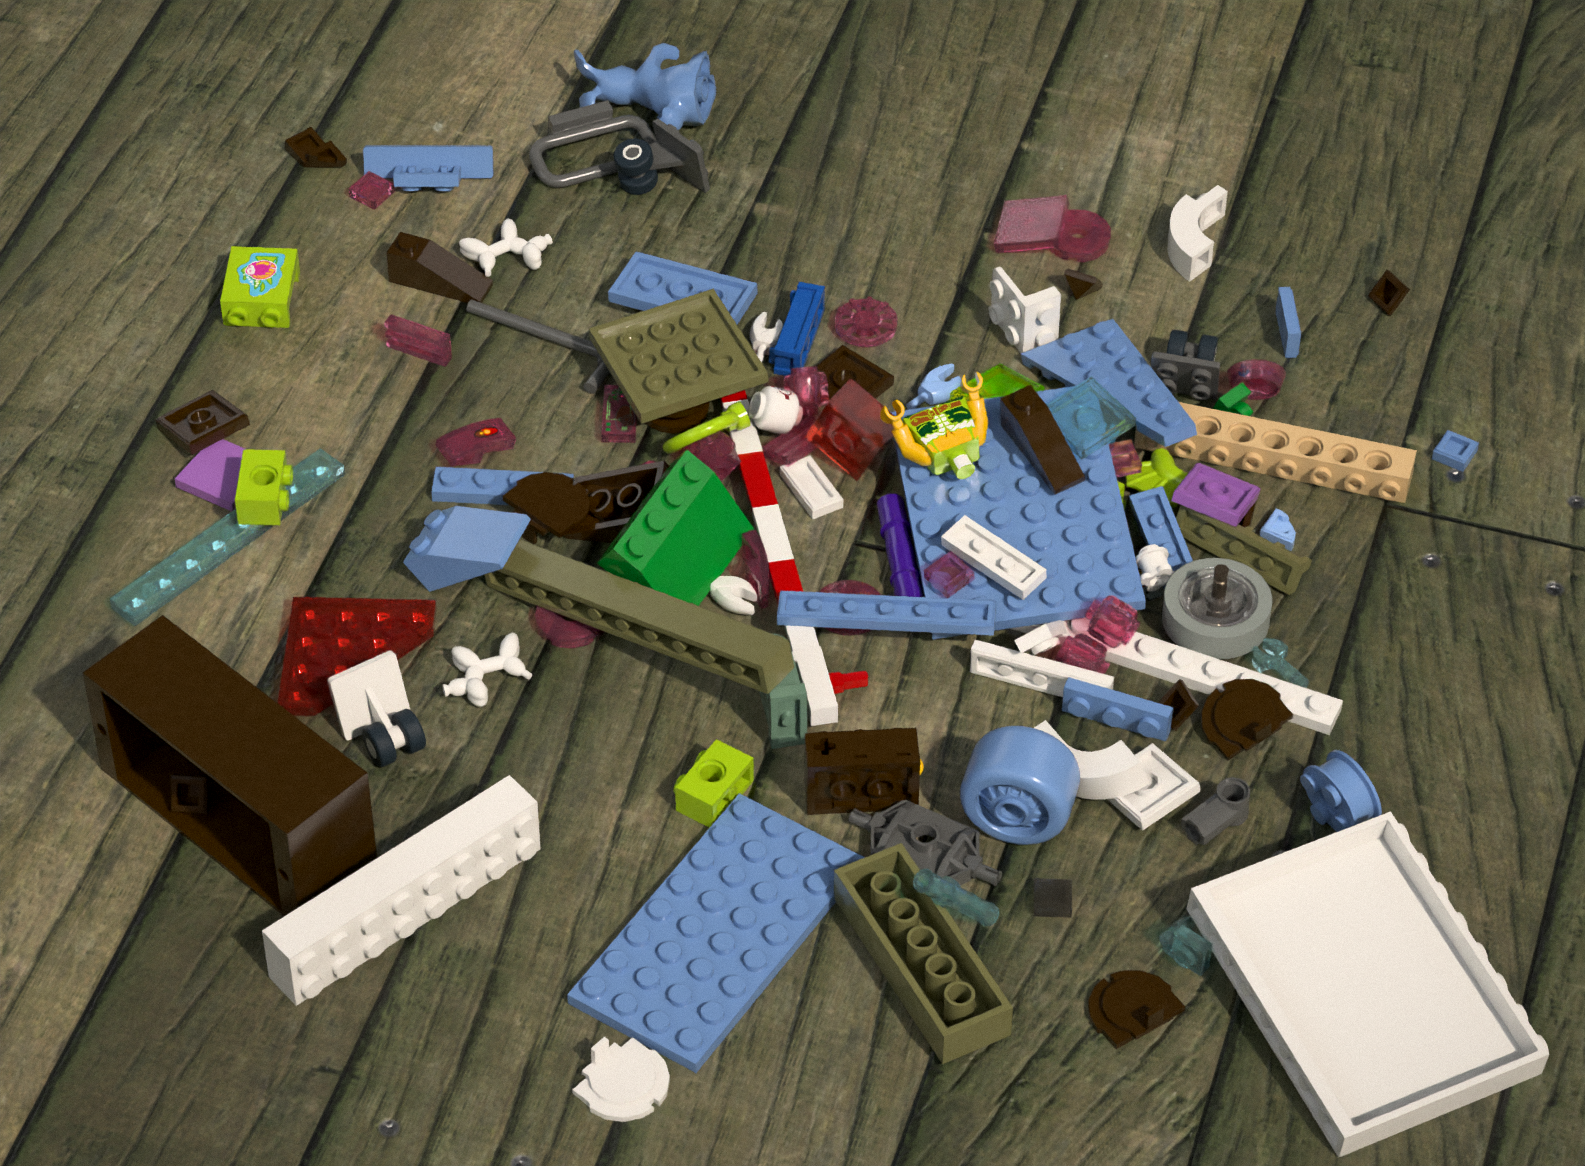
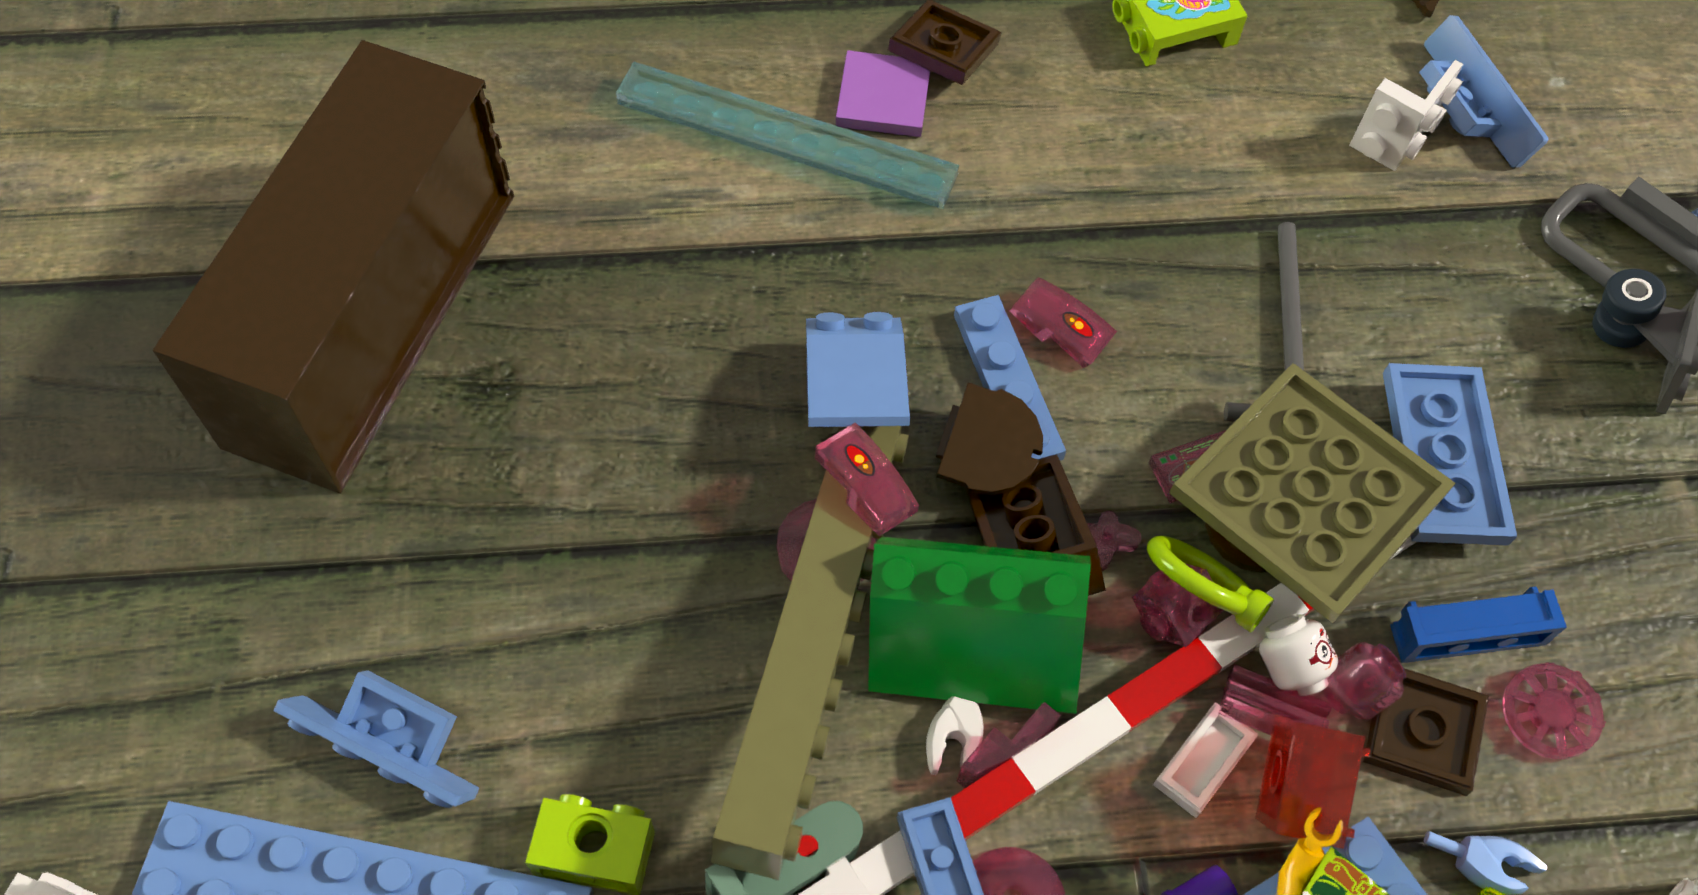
camera: 65 degrees right, 15 degrees up
(262, 487) = (851, 127): lime brick -> none
(341, 633) = (666, 313): clear red plate -> none
(368, 701) = (573, 375): white plate -> none
(371, 190) = (1405, 56): clear pink tile -> none
(402, 890) = (265, 533): white brick -> none
(418, 340) = (1189, 195): clear pink tile -> none
(432, 269) = (1314, 168): dark brown slope -> none
(434, 203) = (1398, 118): none -> white bracket
(475, 669) = (715, 500): white piece -> none
(479, 251) = (1413, 227): white piece -> none
(545, 551) = (872, 482): none -> clear pink slope
(578, 864) = (389, 730): none -> medium blue bracket
(764, 338) = (1437, 587): white hand -> none

